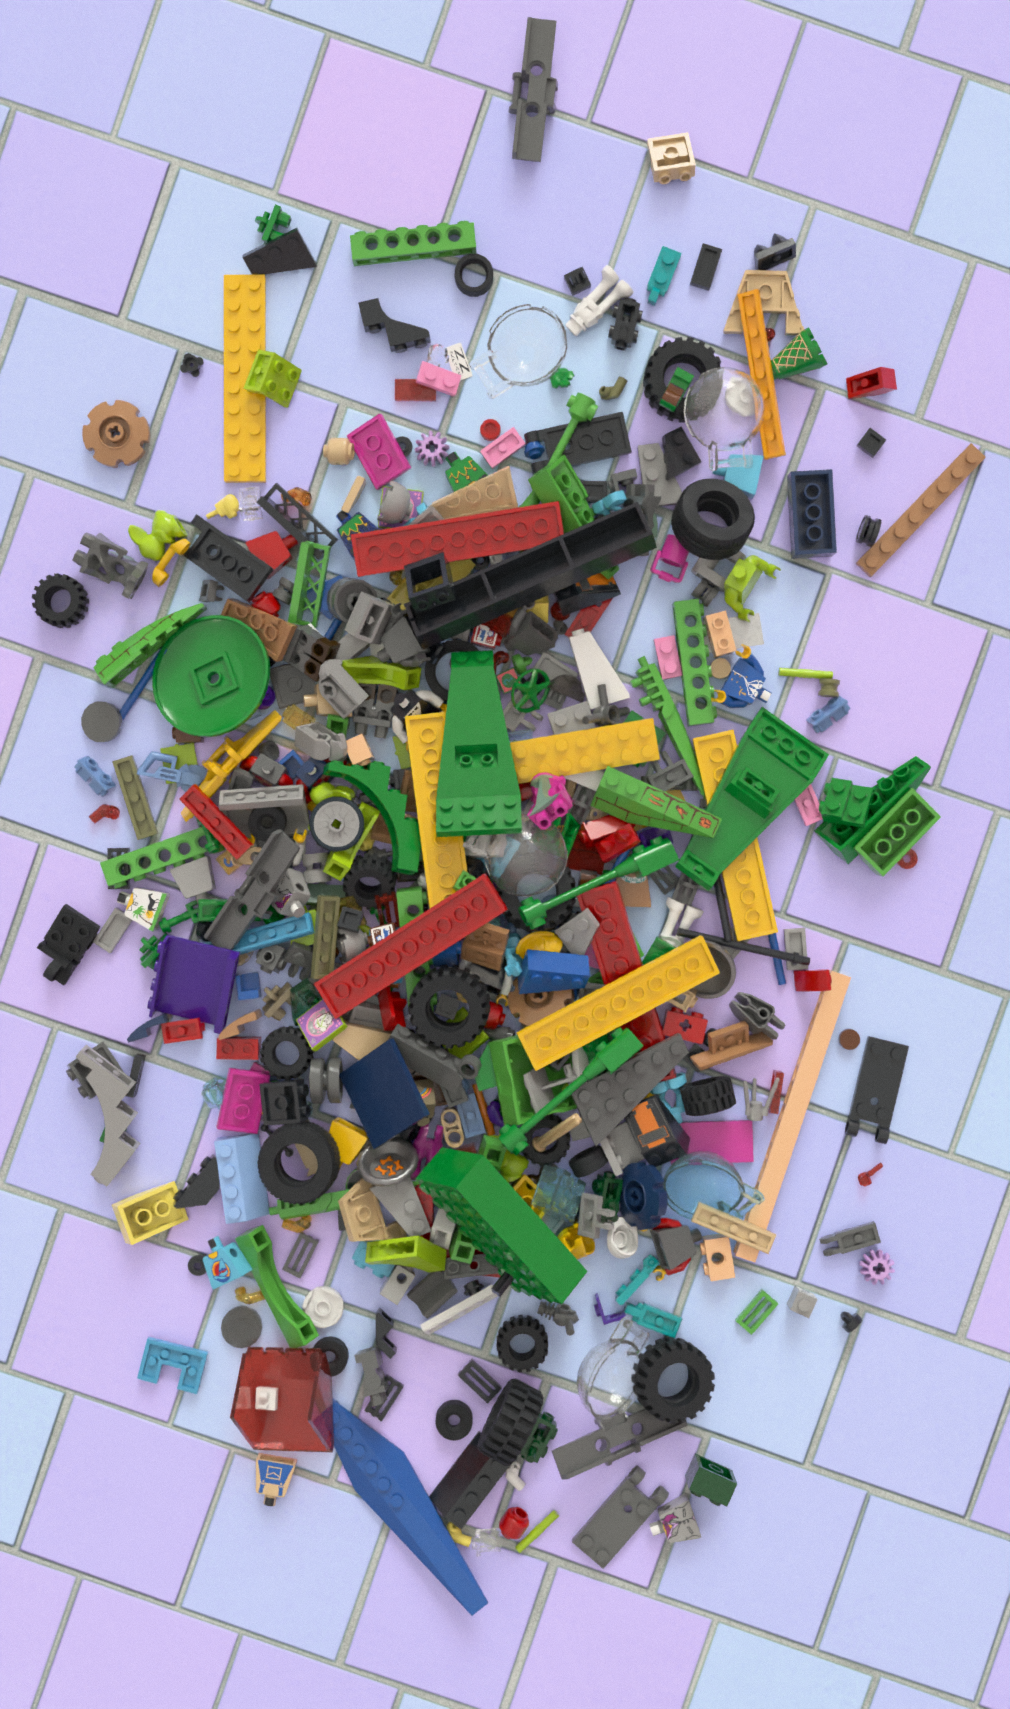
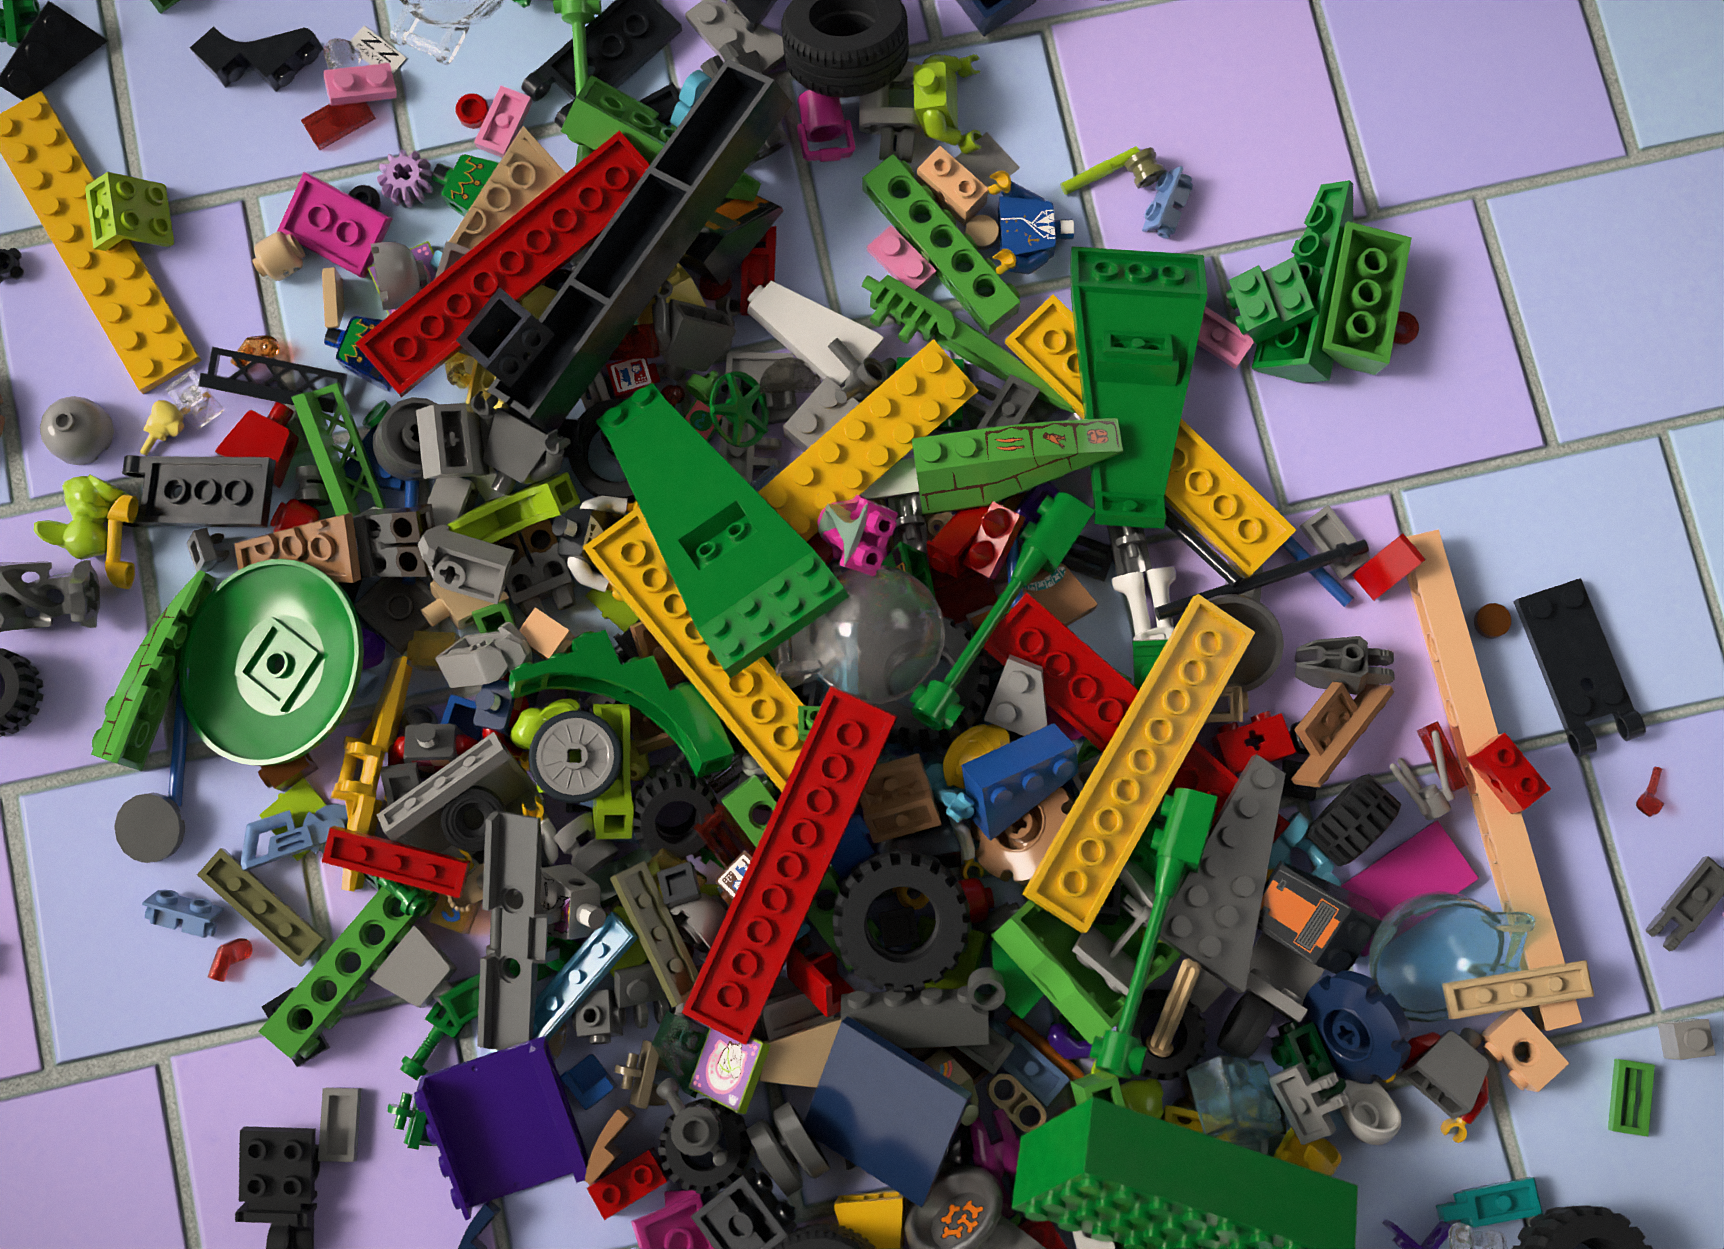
camera: 30 degrees left, 10 degrees down
(144, 906) = (365, 1057): white torso -> none
(179, 482) = (76, 430): none -> light grey cylinder
(182, 1030) = (529, 1210): red plate -> none
(202, 928) = (469, 1039): black tile -> none
(287, 1043) = (695, 1127): none -> dark grey piece
(340, 572) = (376, 414): none -> green piece
(534, 450) = (547, 99): blue plate -> none
(622, 478) = (689, 62): dark grey bracket -> none
(637, 1278) = (1430, 1158): teal hinge -> none
(799, 1121) = (1508, 773): none -> red brick

